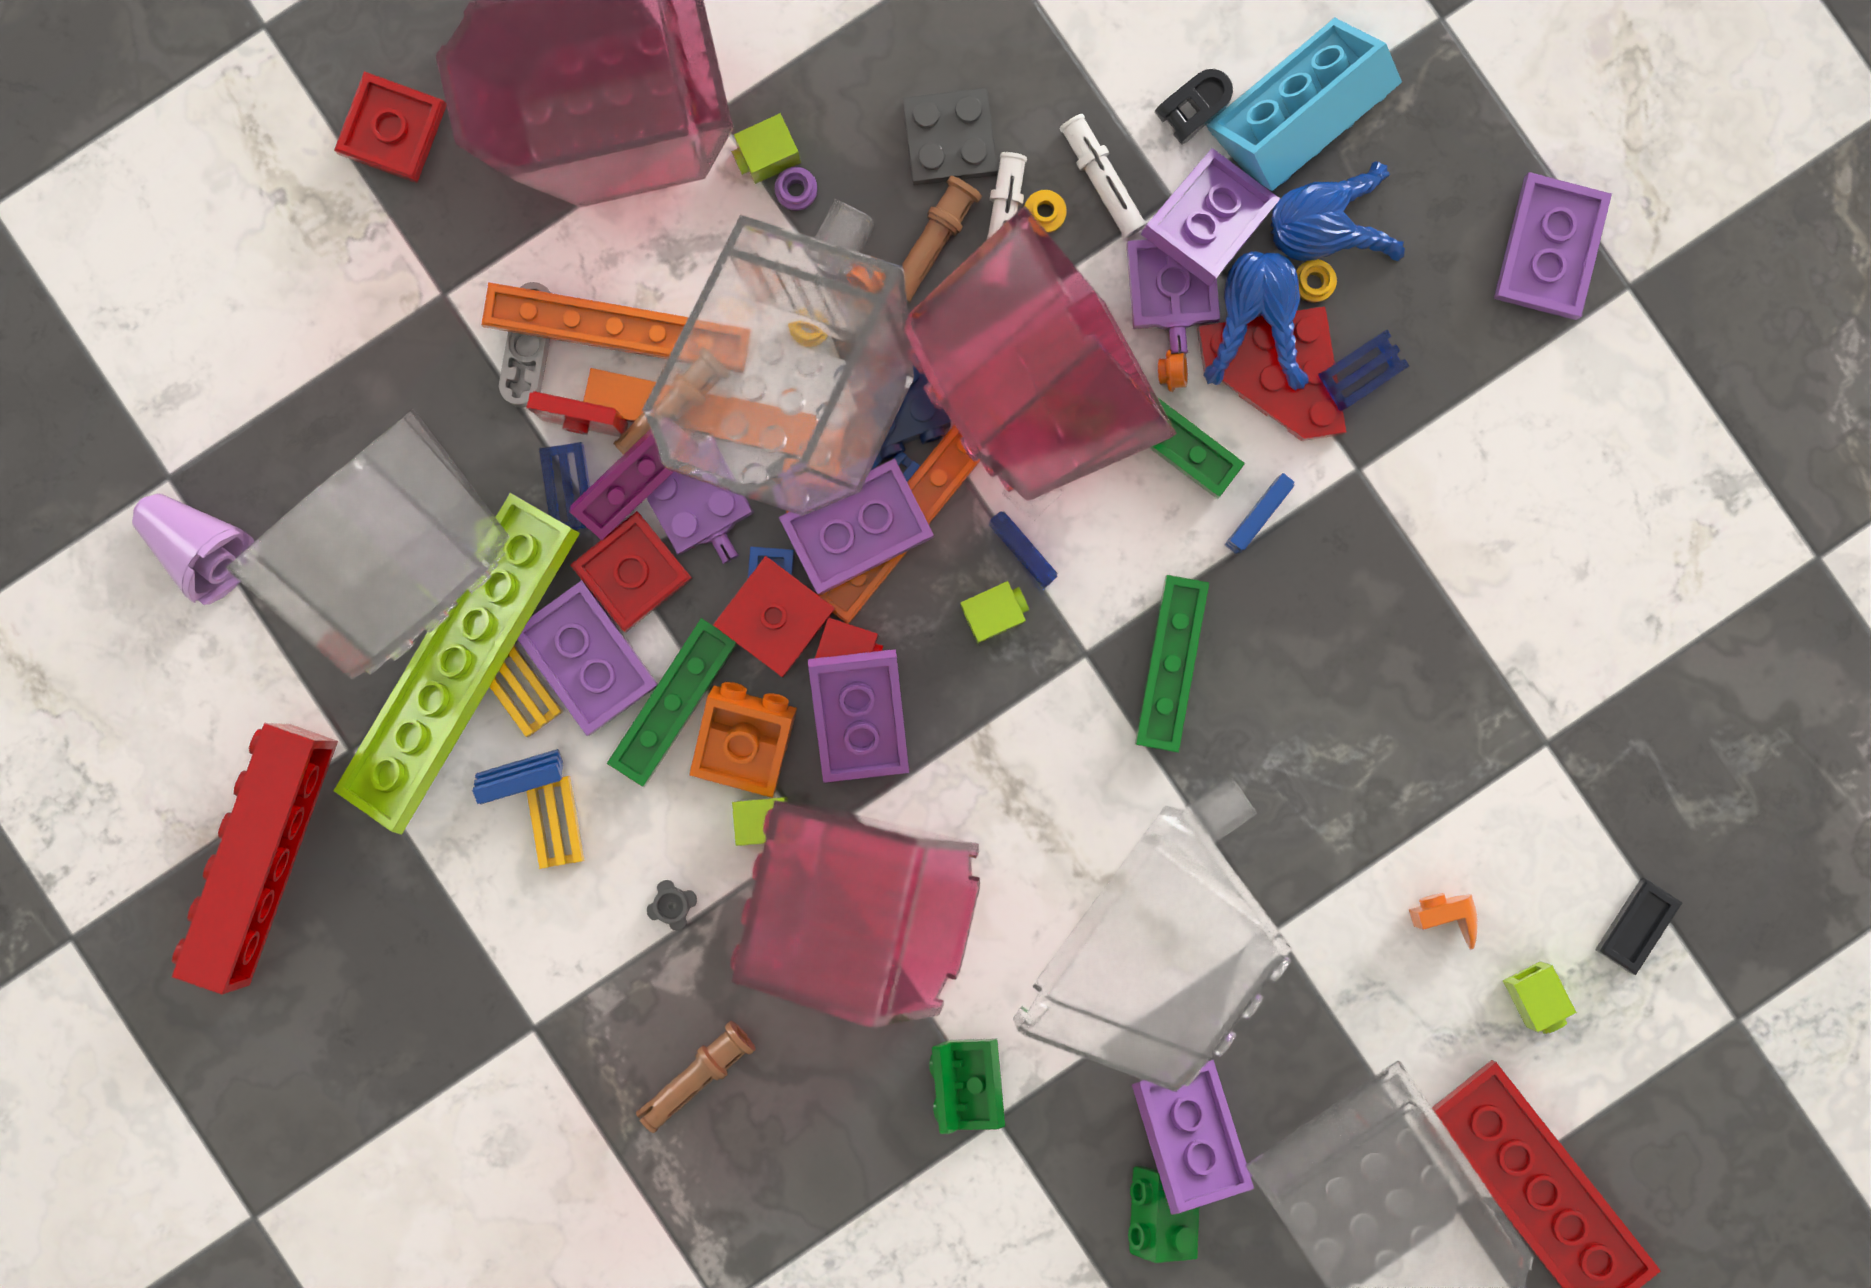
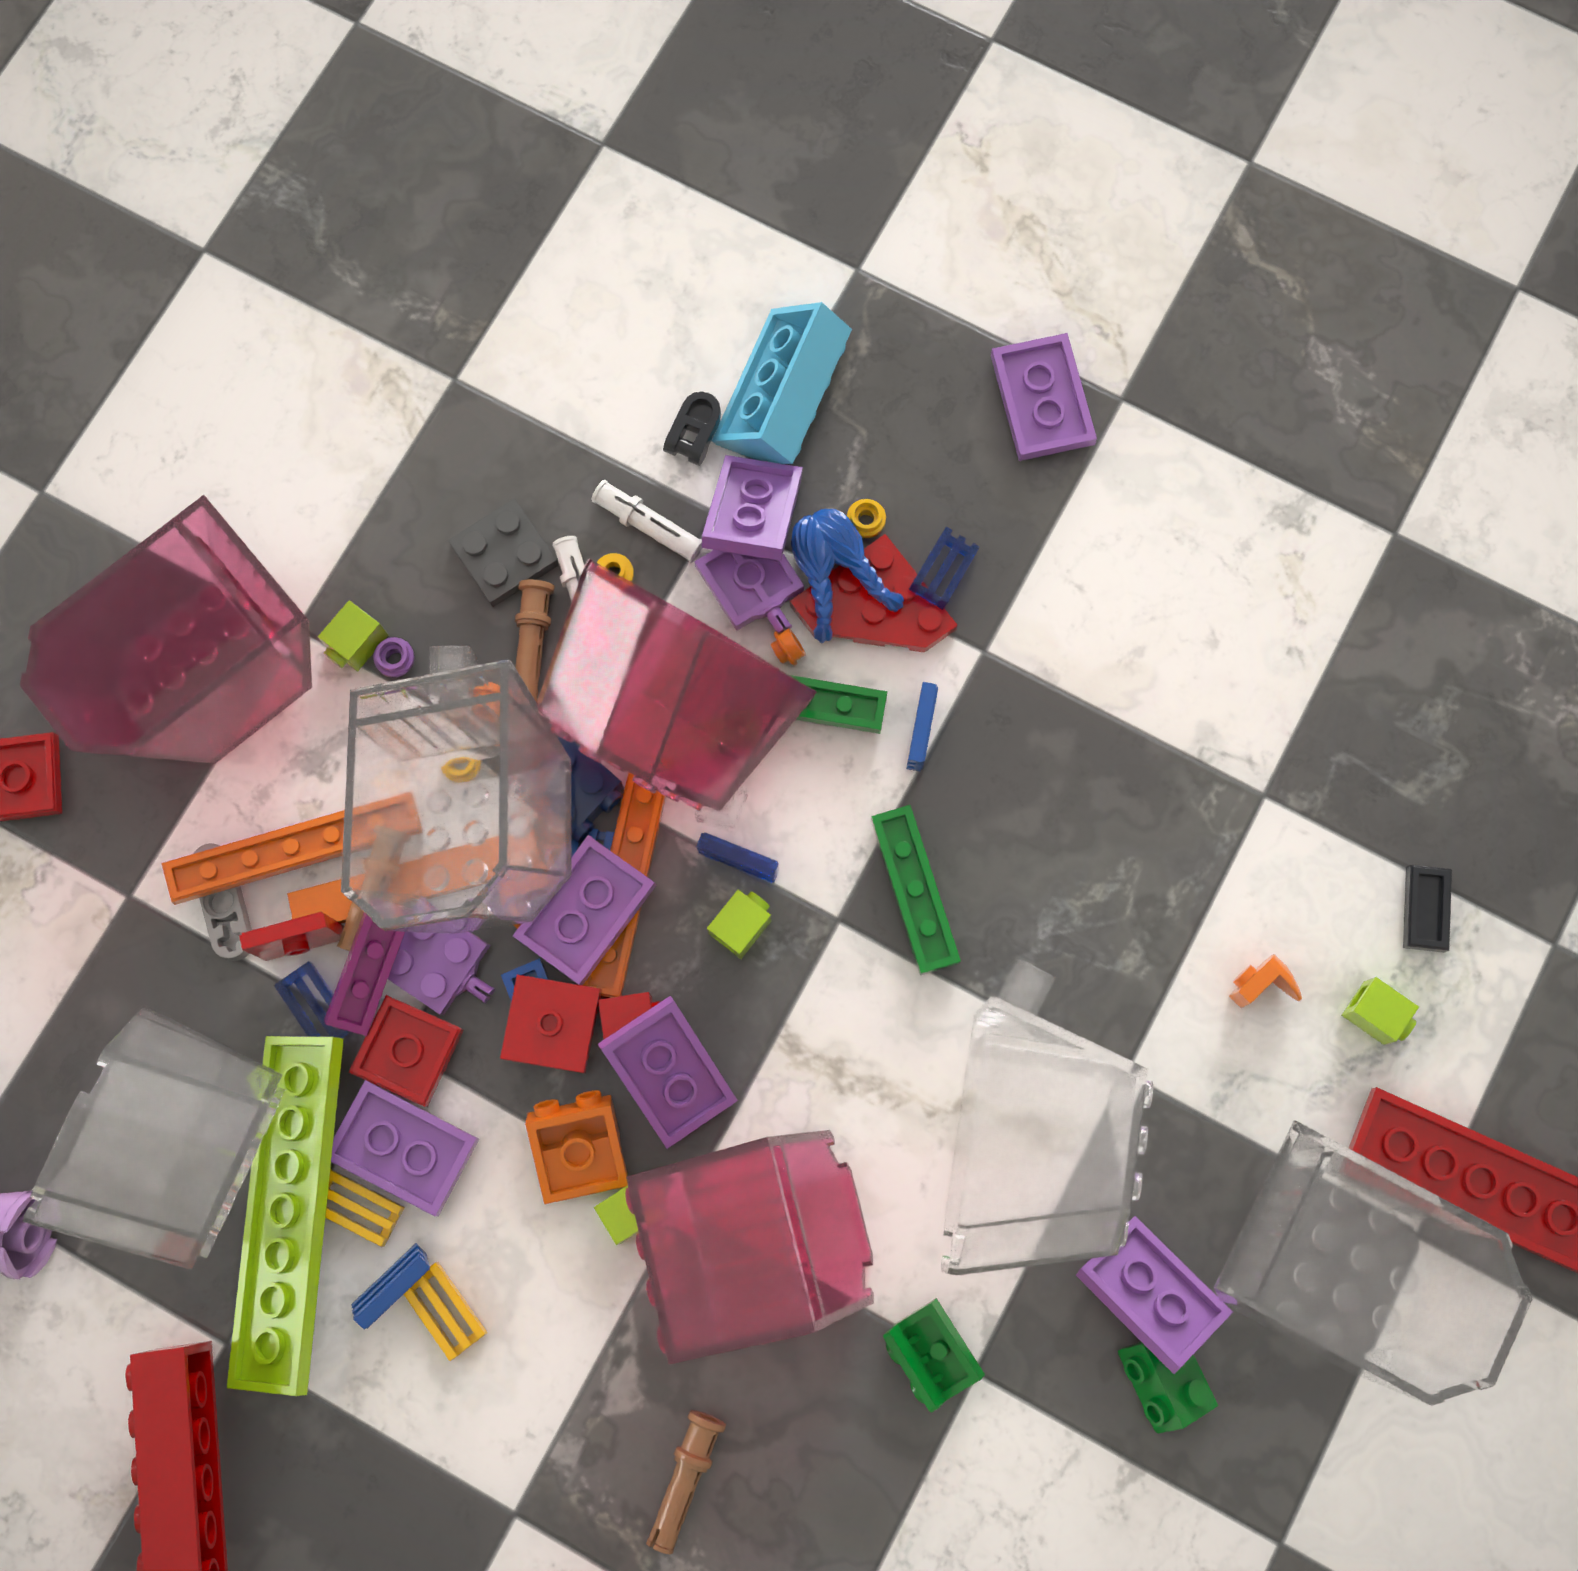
camera: 25 degrees left, 10 degrees down
(672, 703) = (498, 1148): green plate -> none
(674, 917) = (576, 1340): dark grey plate -> none
(1313, 224) = (841, 473): blue hair -> none

